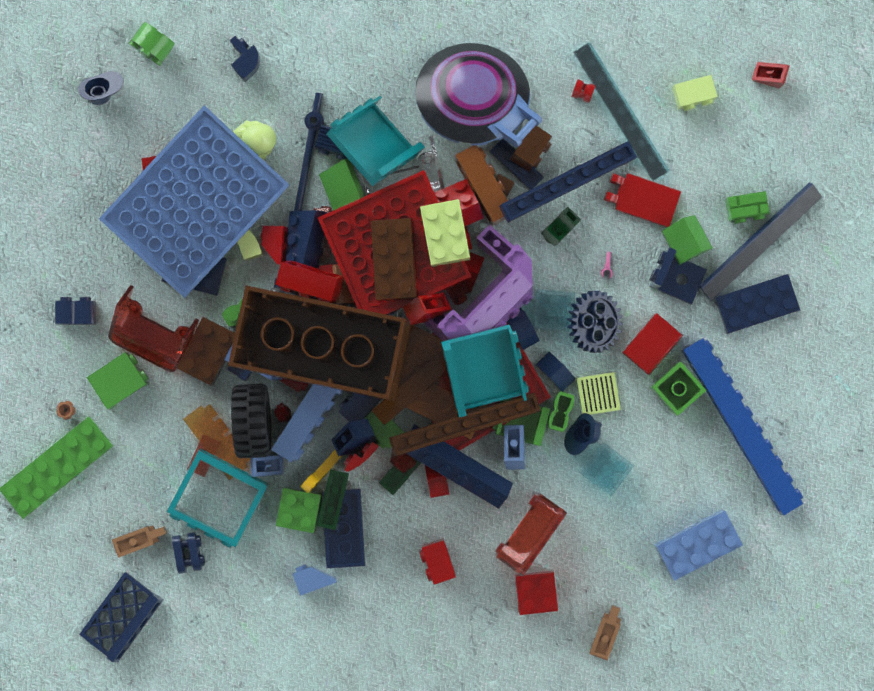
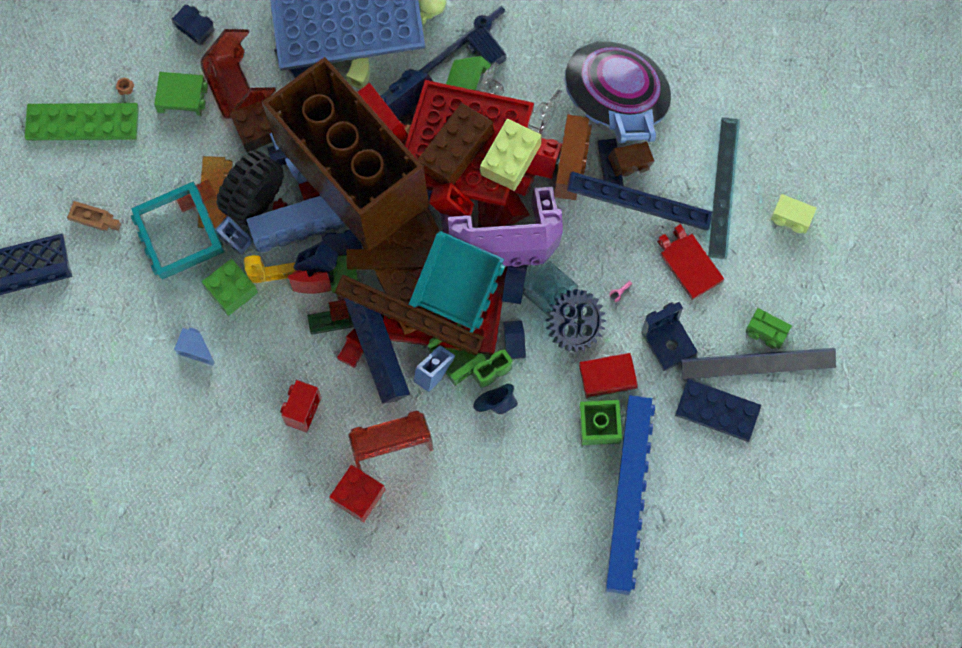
camera: 40 degrees right, 15 degrees down
(193, 542) = (122, 263): dark blue brick -> none
(275, 242) = (382, 78): red slope -> none
(333, 499) = (261, 297): dark green plate -> none
(346, 543) = (251, 328): dark blue plate -> none
(372, 142) = (512, 61): teal panel -> none
(507, 183) = (590, 168): reddish brown slope -> none
(560, 226) = (606, 233): dark green brick -> none
(587, 91) = (705, 149): red wheel -> none
(598, 393) = (534, 381): yellowish green tile -> none
(606, 469) = (492, 440): clear light blue brick -> none
(606, 634) = (385, 572): medium nougat hinge -> none
(687, 238) = (700, 316): bright green slope -> none
(698, 545) = (517, 558): medium blue brick -> none
(770, 74) = (866, 245): red slope -> none

